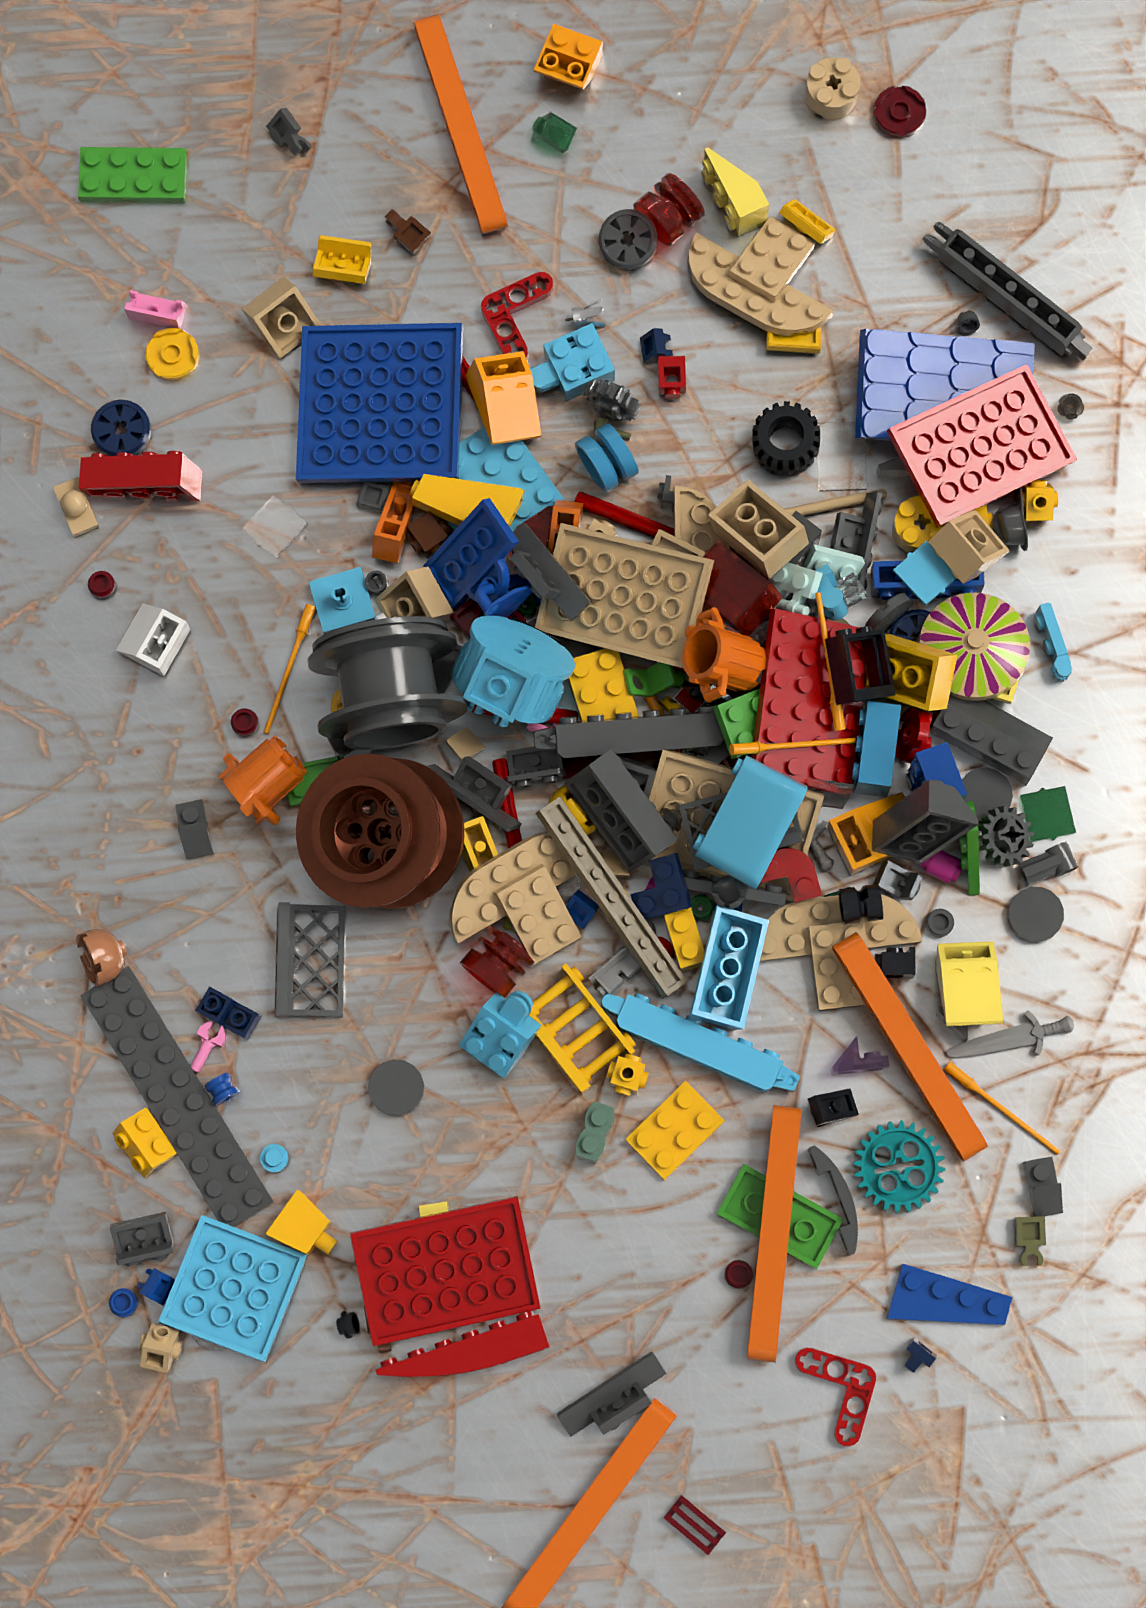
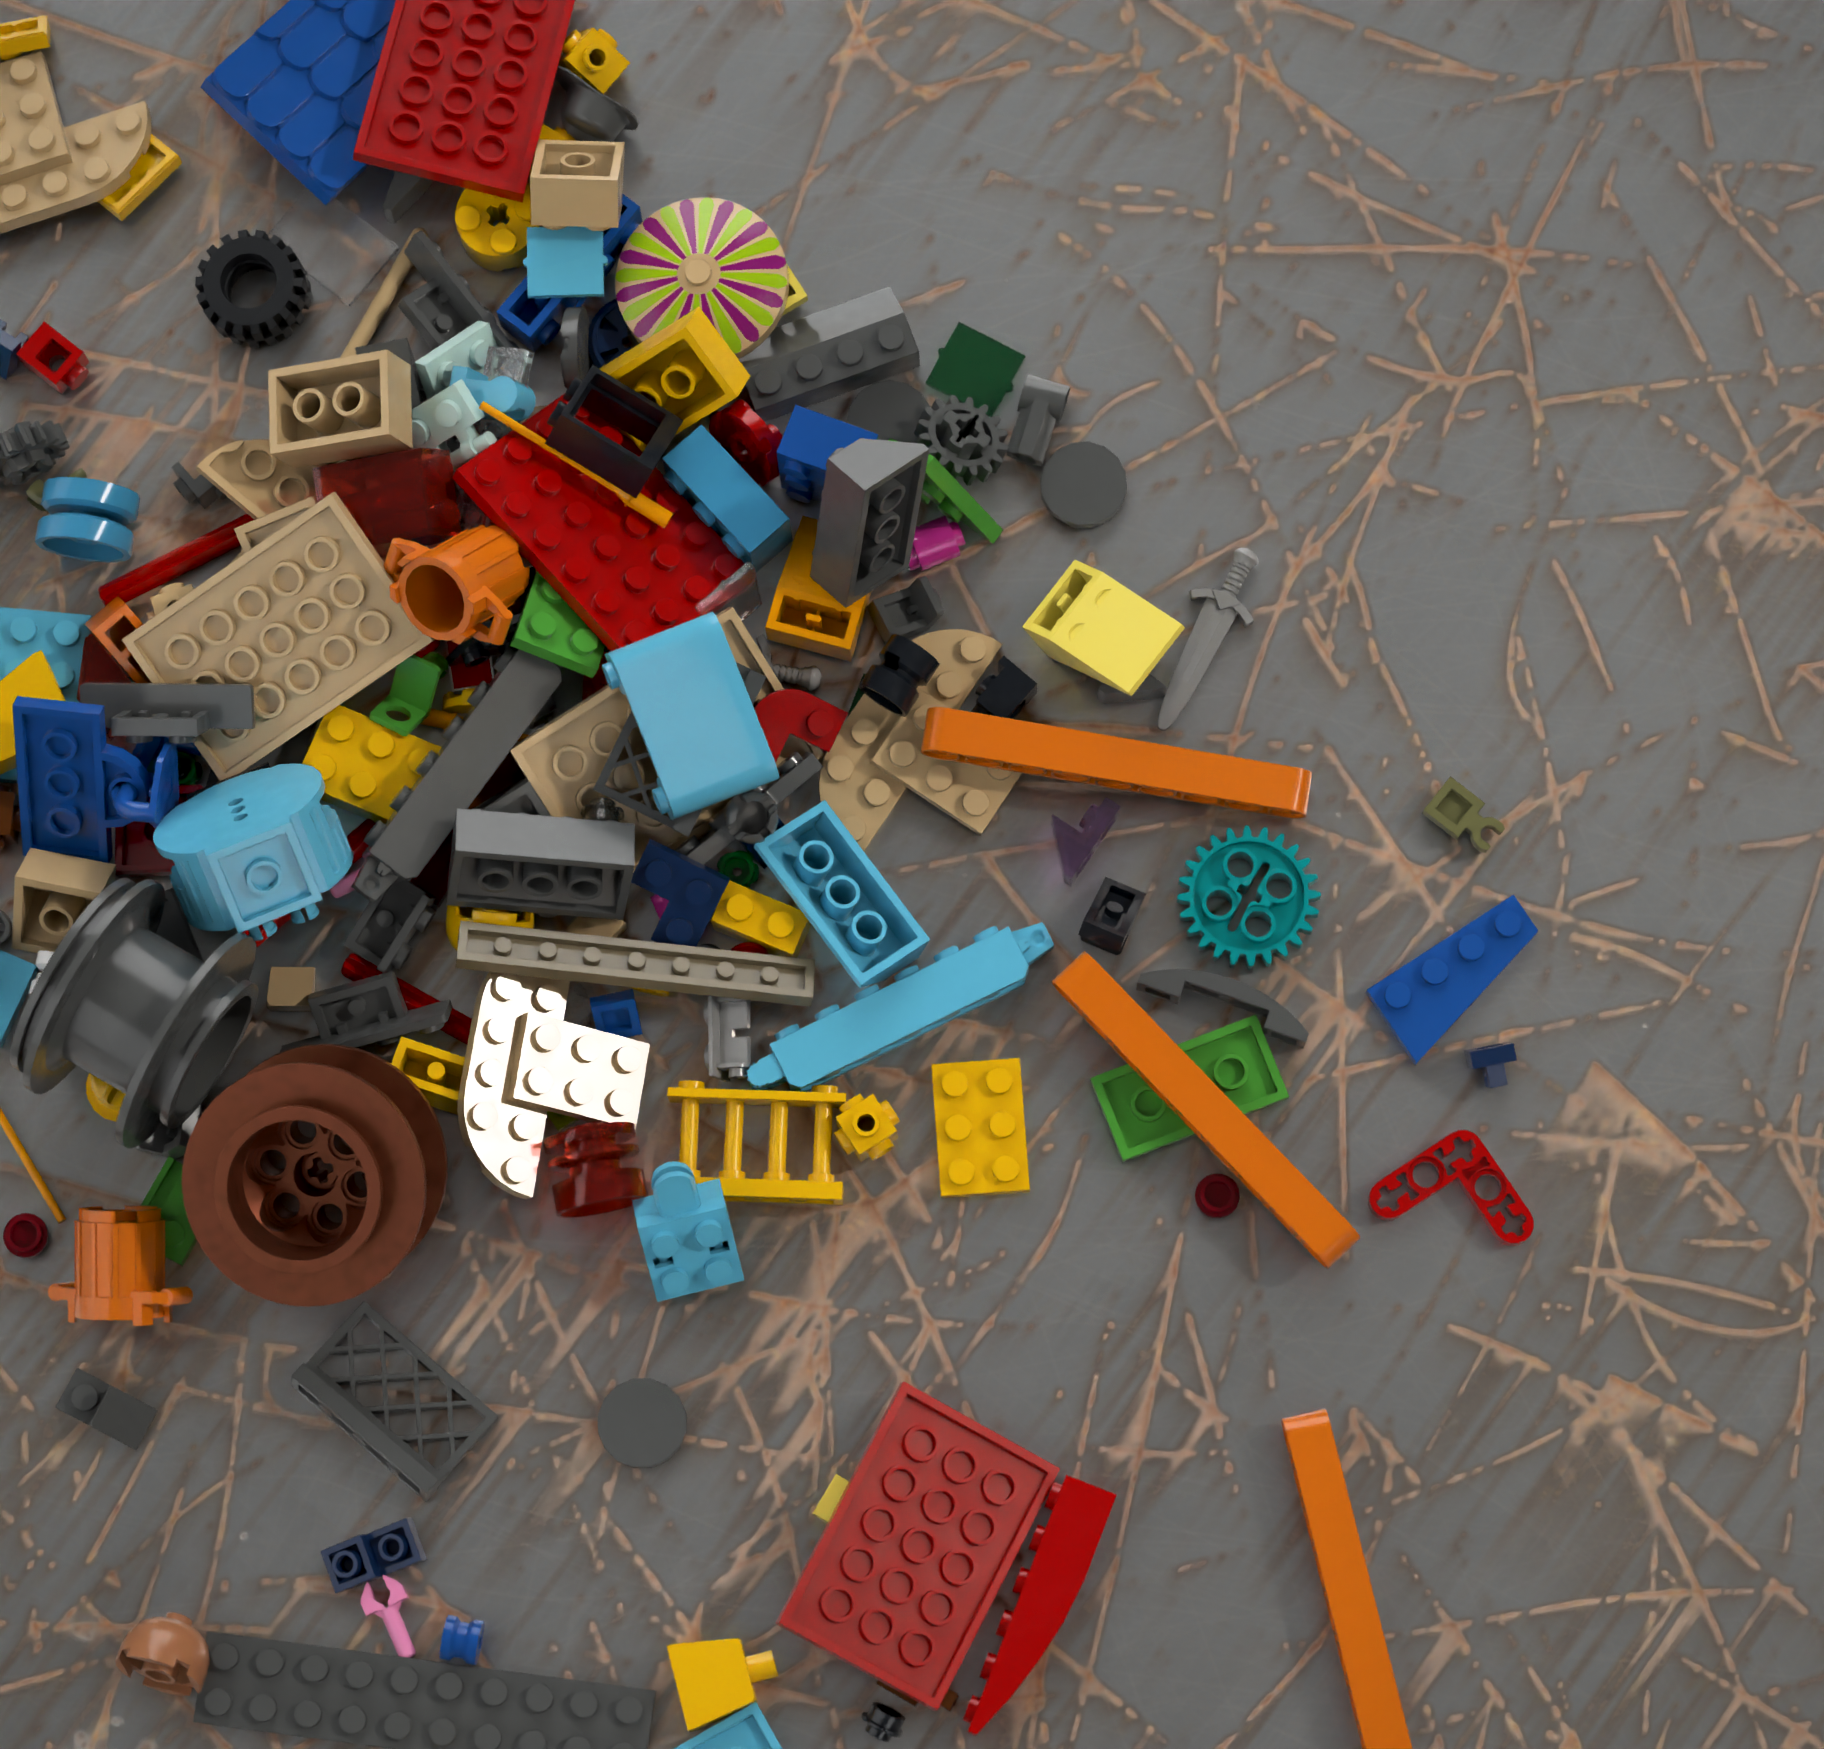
camera: 50 degrees left, 0 degrees up
(274, 1158) = (602, 1645): medium azure plate -> none
(598, 1124) = (910, 1235): sand green brick -> none
(614, 1399) = (1244, 1469): dark grey bracket -> none
(675, 1509) = (1509, 1491): dark red tile -> none
(757, 747) = (608, 632): light orange piece -> none
(939, 923) = (997, 605): dark grey tile -> none
(969, 1083) = (1220, 731): light orange piece -> none
(1043, 1187) = (1414, 750): dark grey slope -> none
(1054, 642) = (778, 187): medium azure hinge -> none

